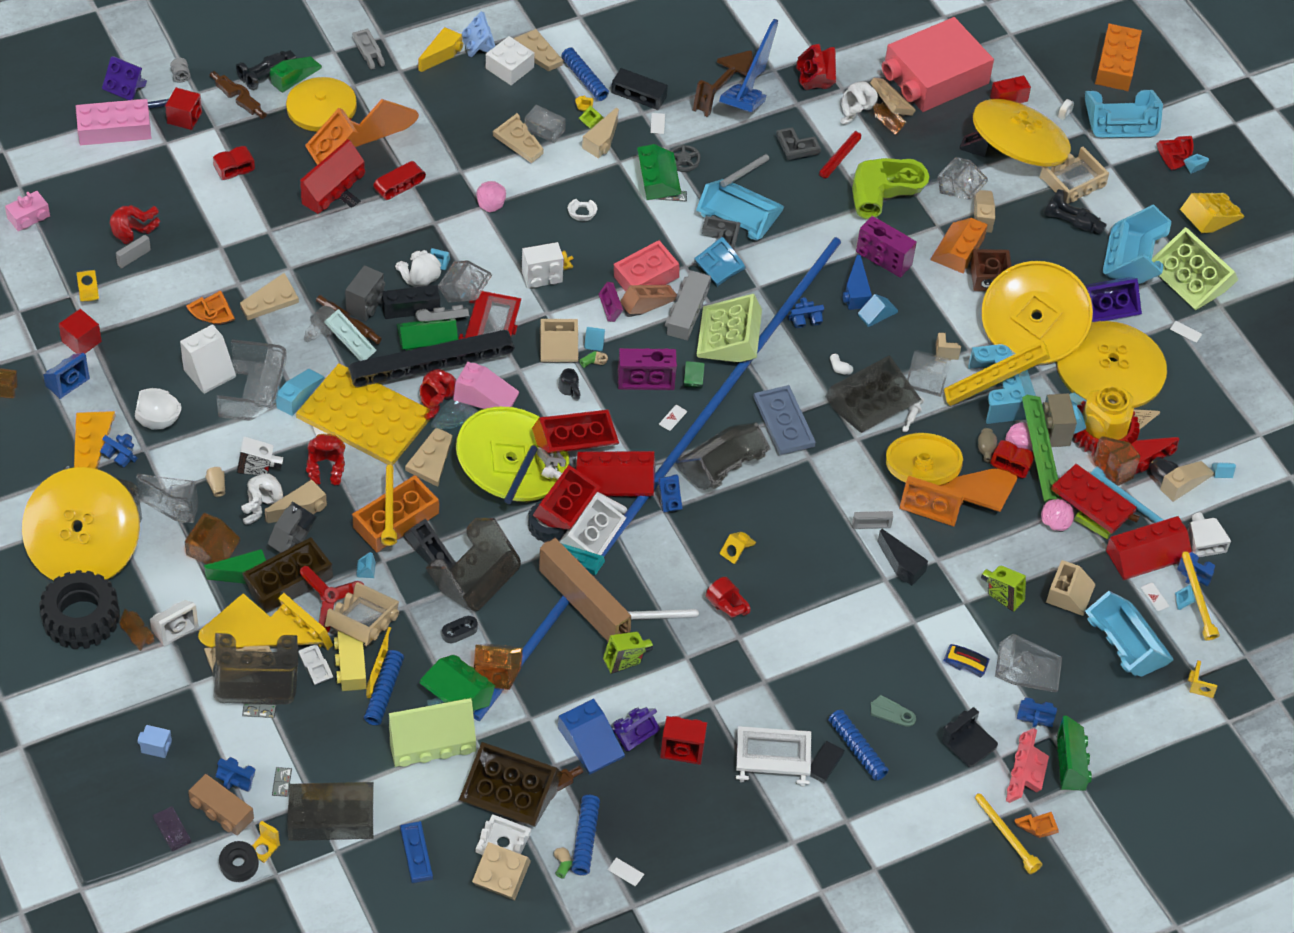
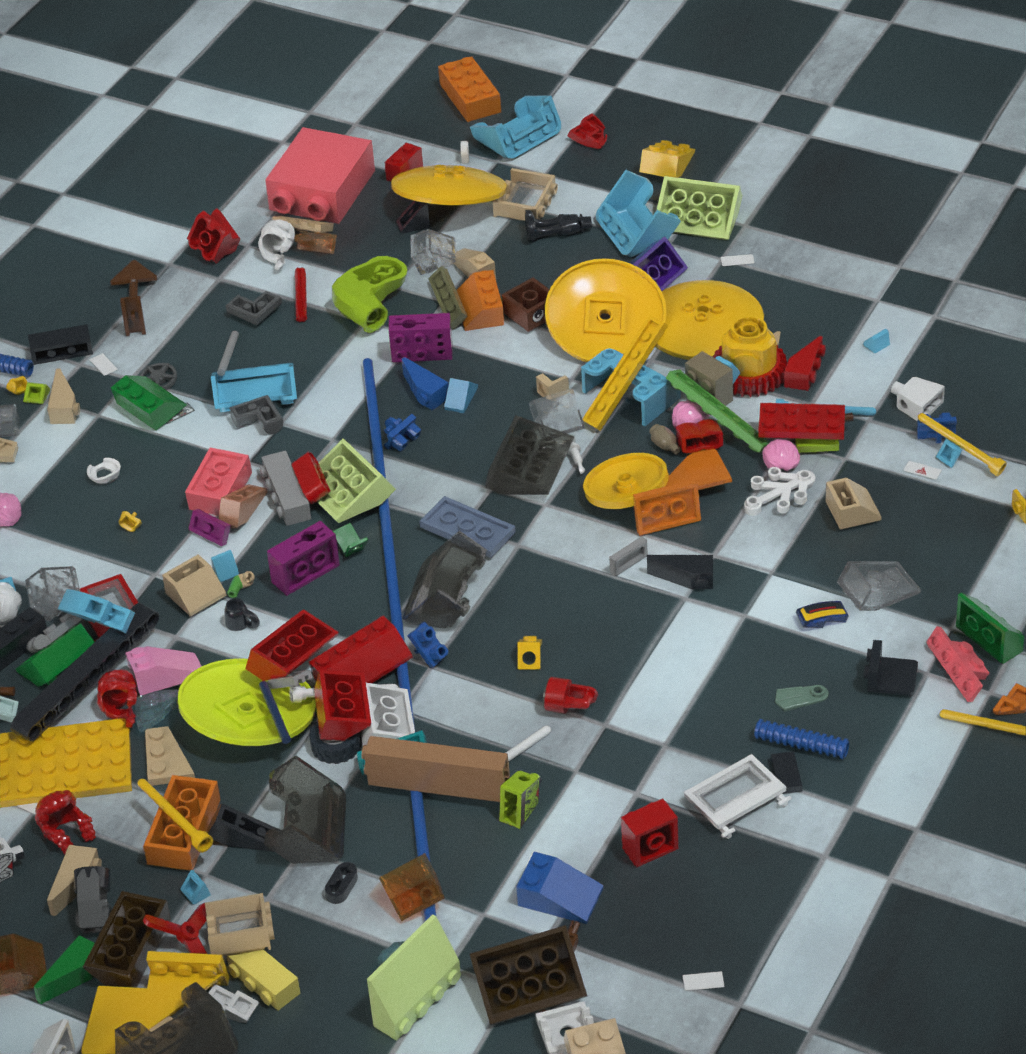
camera: 30 degrees left, 10 degrees down
(261, 489) = (28, 887): white hair -> none
(378, 663) = (293, 963): yellow piece -> none
(384, 687) = (319, 978): blue piece -> none
(455, 680) = (390, 921): green slope -> none
(470, 318) = (96, 610): none -> medium azure slope
(542, 265) = (116, 533): white brick -> none
(565, 862) = (643, 1009): arm -> none
(585, 835) = (638, 973): blue piece -> none
(636, 727) = (592, 852): dark purple bracket -> none
(673, 417) = (361, 587): white sticker -> none
(708, 309) = (310, 477): none -> red beam
(720, 261) = (279, 435): dark azure plate -> none
(743, 95) = (171, 293): blue piece -> none
(839, 366) = (472, 457): white arm -> none
(939, 225) = (447, 296): none -> olive plate
(1006, 586) = (797, 534): lime torso -> none
(1032, 541) = (802, 479): none -> white plant
(1036, 713) = (924, 616): blue hips -> none
(1116, 459) = (787, 381): clear orange slope -> none
(1130, 633) = (938, 508): medium azure windscreen -> none
(1149, 547) = (882, 434): red slope -> none
(1160, 467) = (831, 370): black piece -> none
(1185, 479) = (855, 368): tan slope -> none
(1196, 163) = (616, 131): medium azure slope -> none

